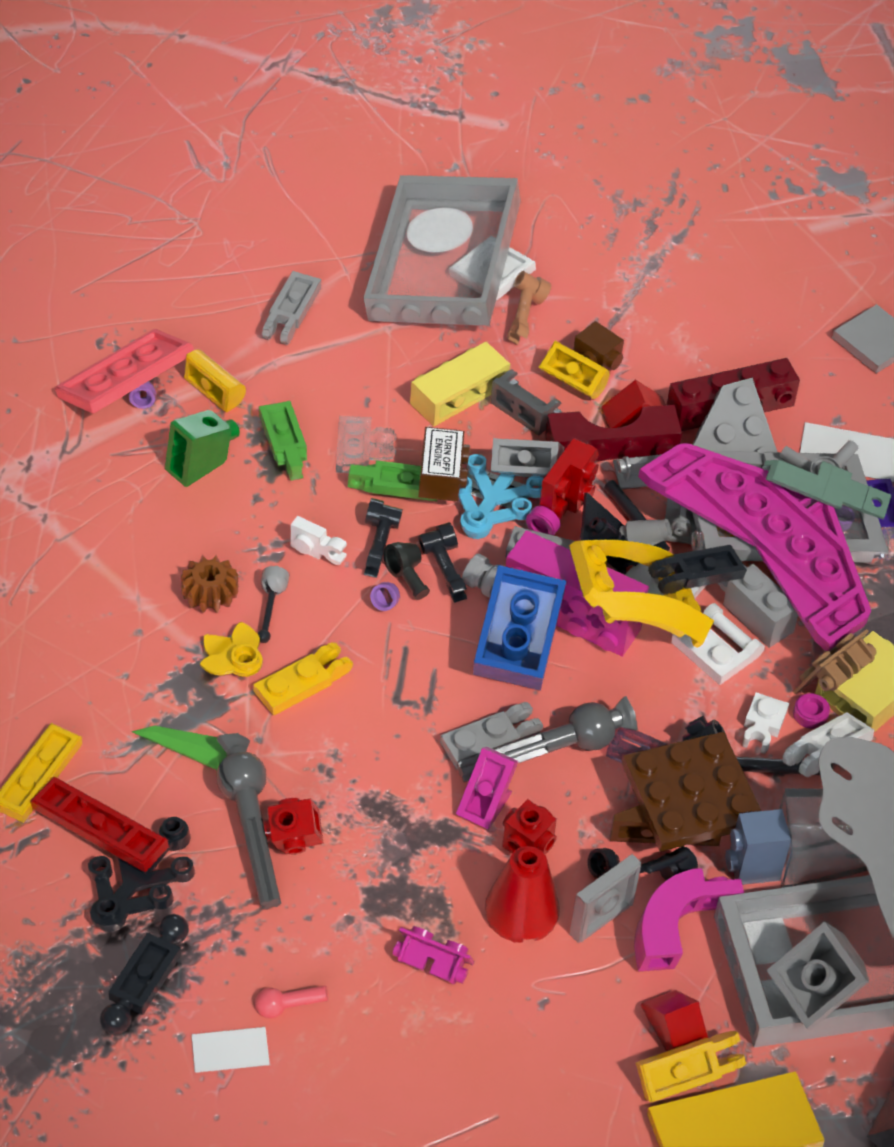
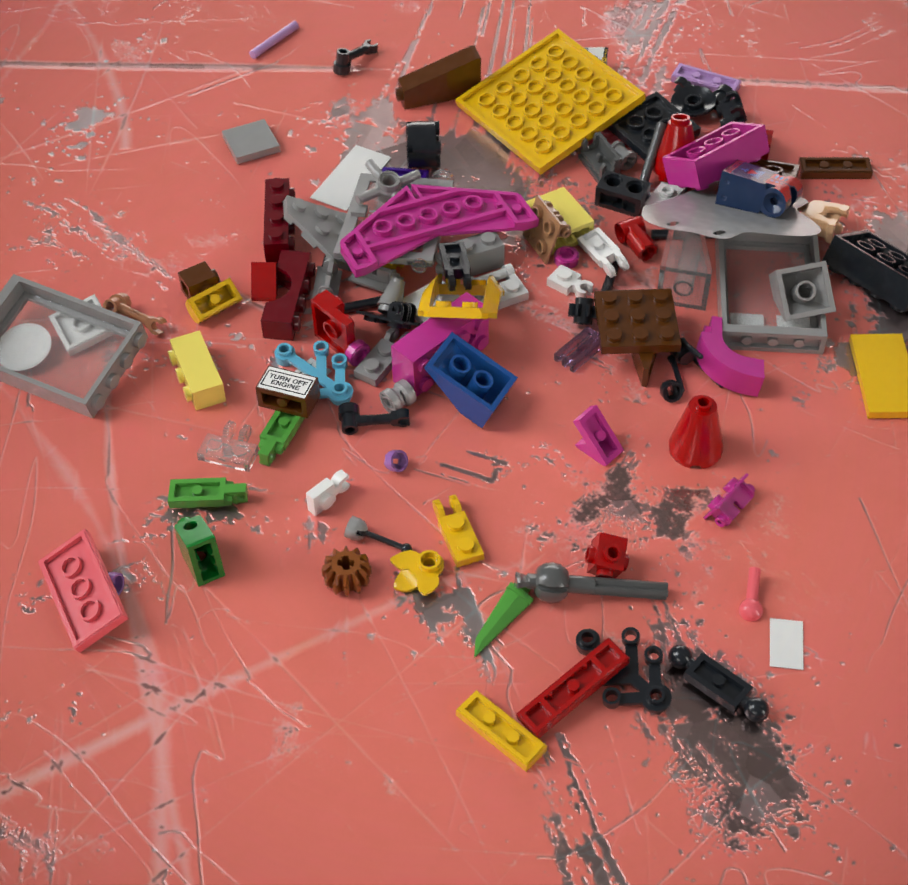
camera: 70 degrees left, 0 degrees up
(213, 380) = (121, 529): yellow brick -> none
(291, 305) = (58, 460): light grey hinge -> none
(383, 518) = (315, 445): black brick -> none
(401, 560) = (363, 445): pearl dark grey bar -> none
(490, 732) = (543, 431): light grey hinge -> none
(521, 404) = (234, 339): dark grey hinge -> none
(524, 457) = (304, 338): light grey slope -> none
(529, 826) = (641, 421): red brick -> none
(589, 727) = (558, 368): dark grey piece -> none
(605, 898) = (712, 382): light grey tile -> none
(675, 1019) = (805, 383): red slope -> none
(688, 1066) = (842, 382): yellow hinge -> none
(758, 847) = (688, 299): sand blue brick -> none
(829, 486) = (406, 181): sand green piece -> none

